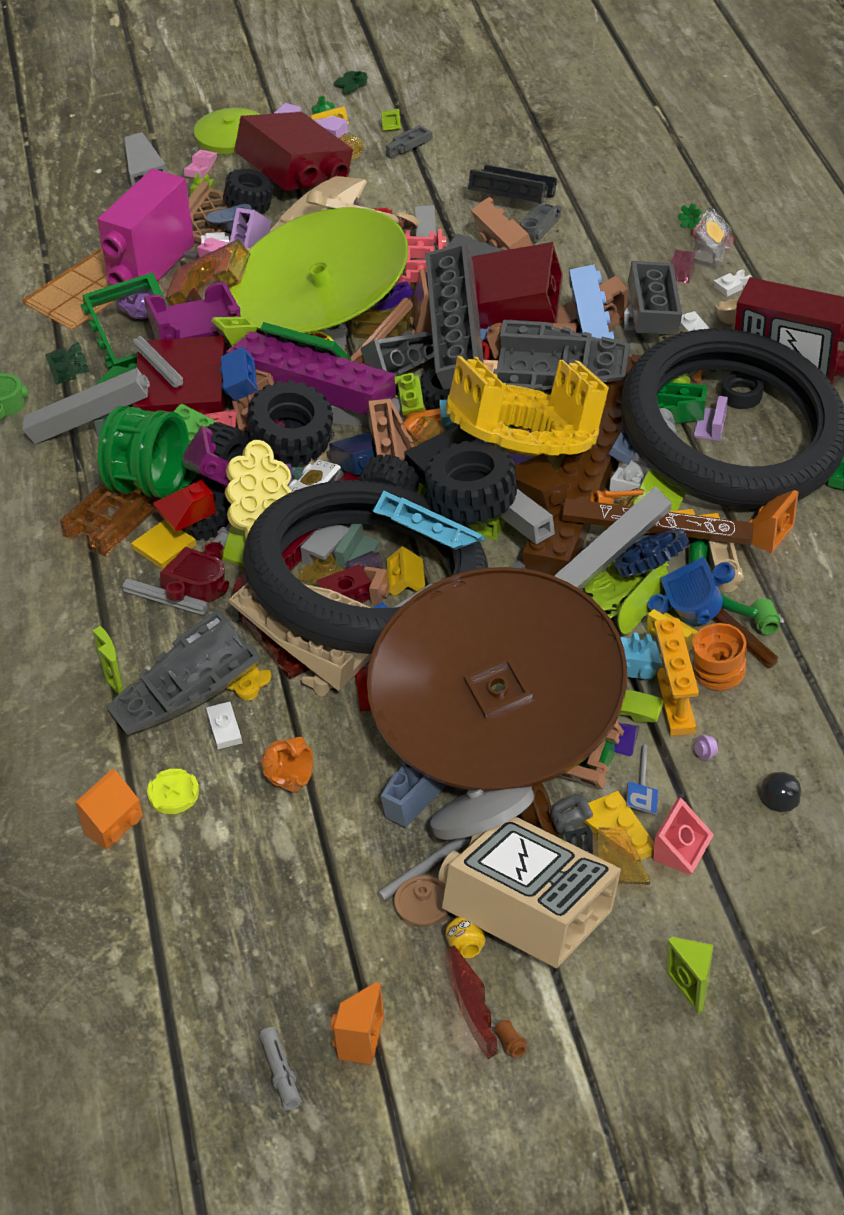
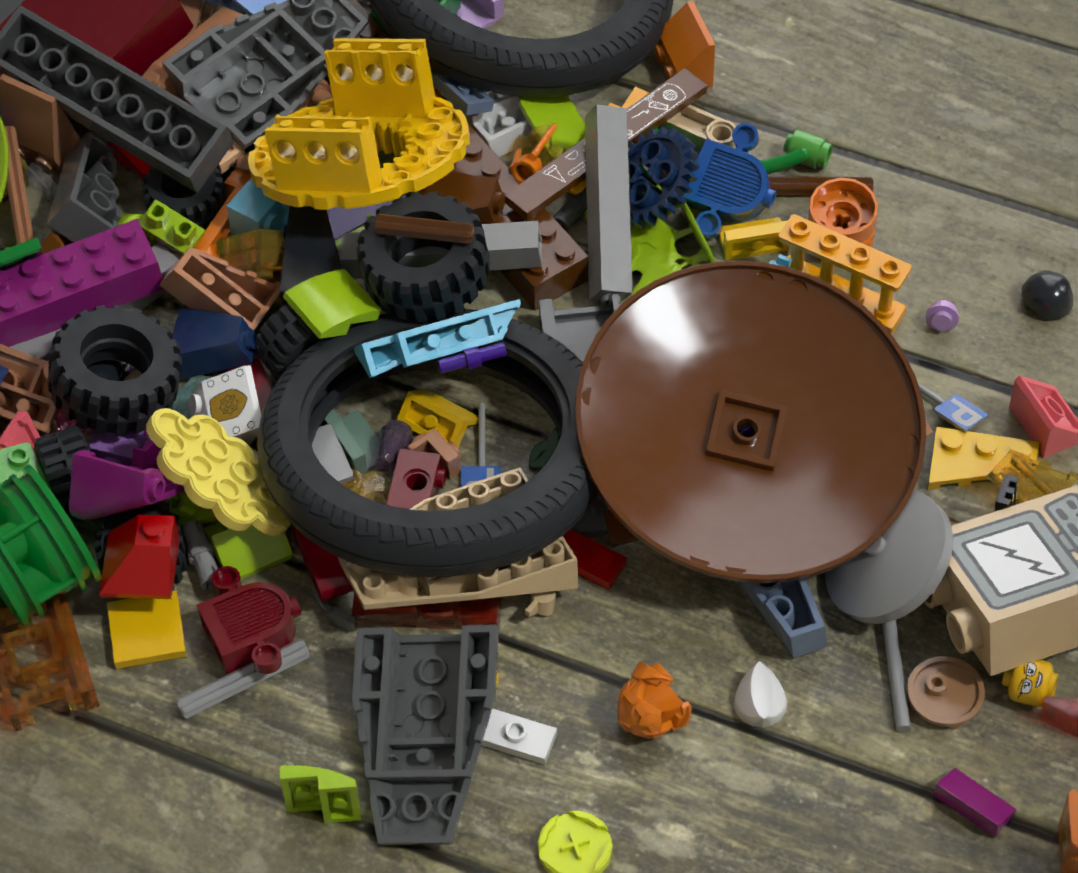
camera: 55 degrees left, 10 degrees up
(343, 817) = (760, 697): none -> white piece
(357, 958) = (974, 802): none -> magenta slope
(405, 468) = (332, 303): none -> lime slope
(426, 542) = (471, 358): none -> dark purple bar
(473, 461) = (424, 228): none -> reddish brown axle
(573, 818) = (949, 483): dark grey piece -> none

